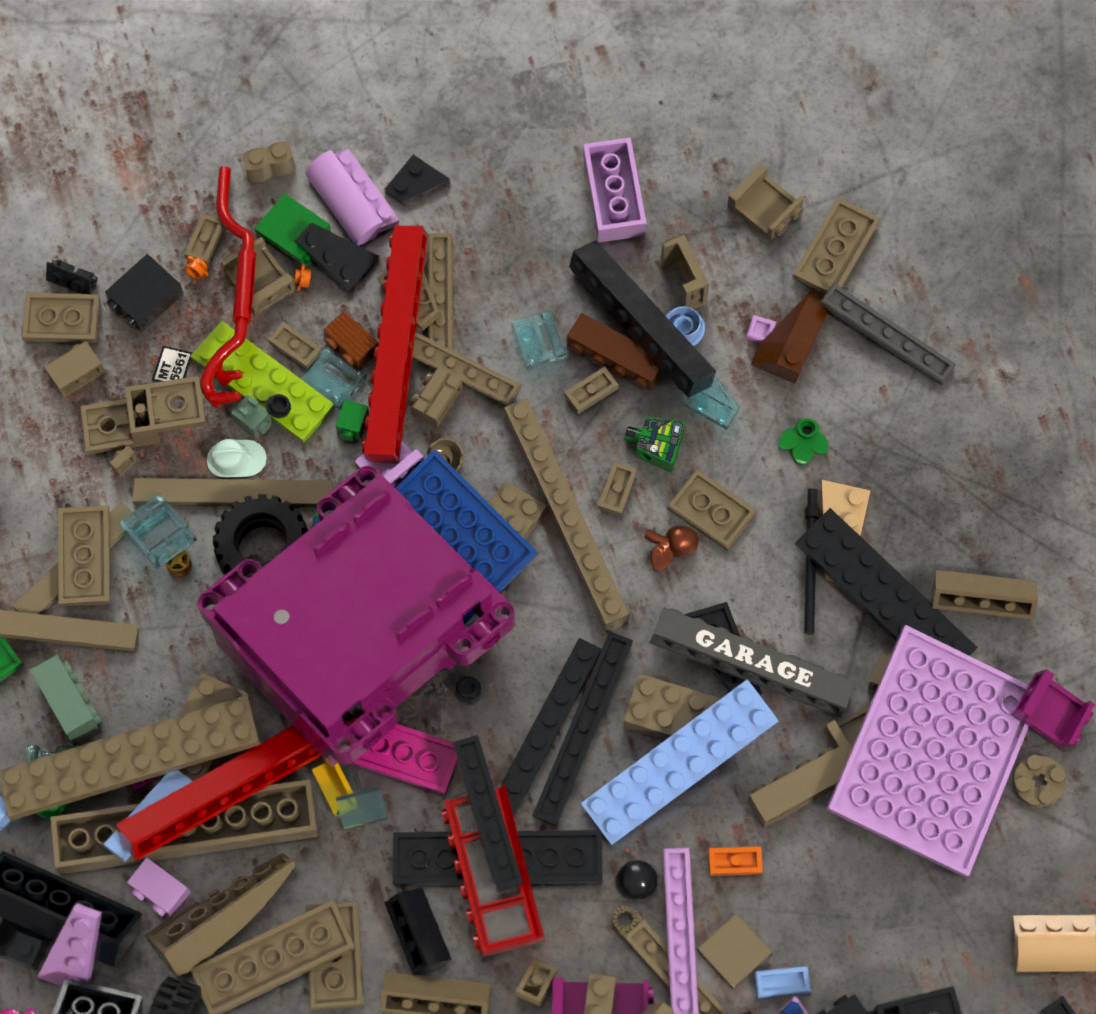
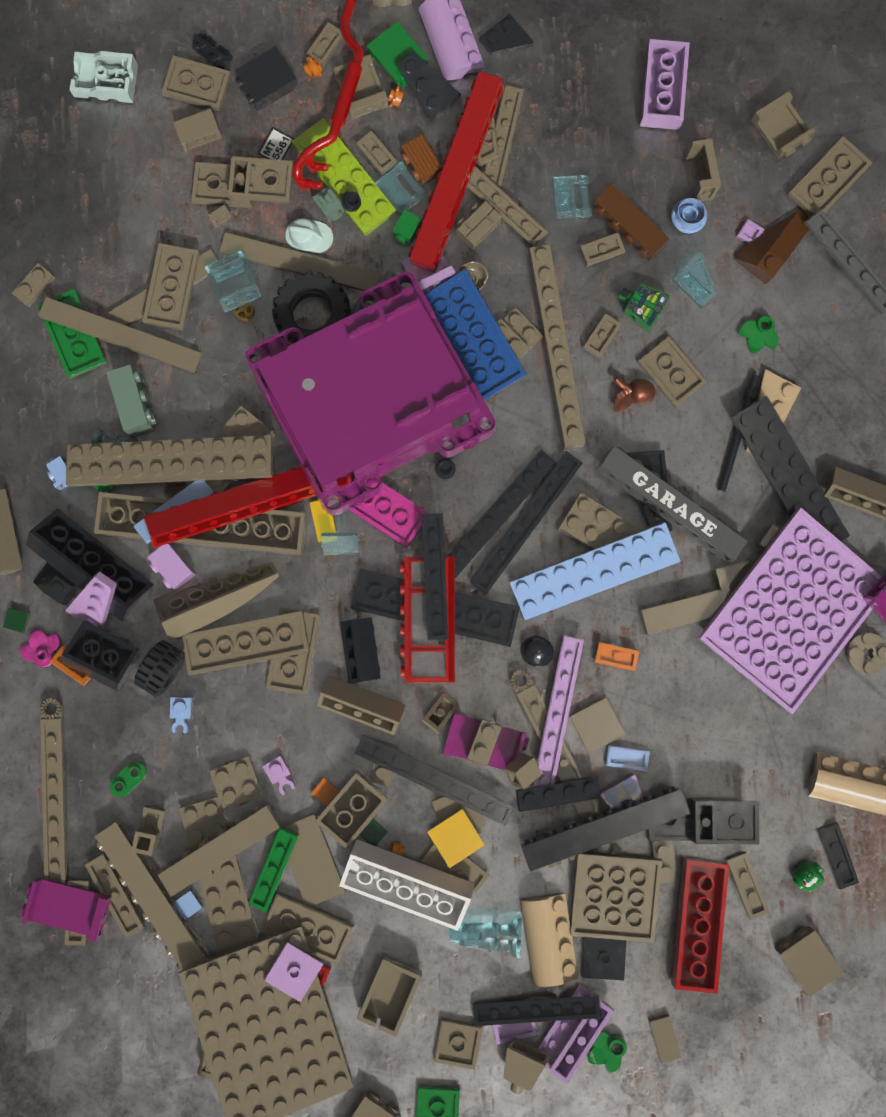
camera: 10 degrees right, 15 degrees up
(642, 319) = (658, 200): black brick -> none

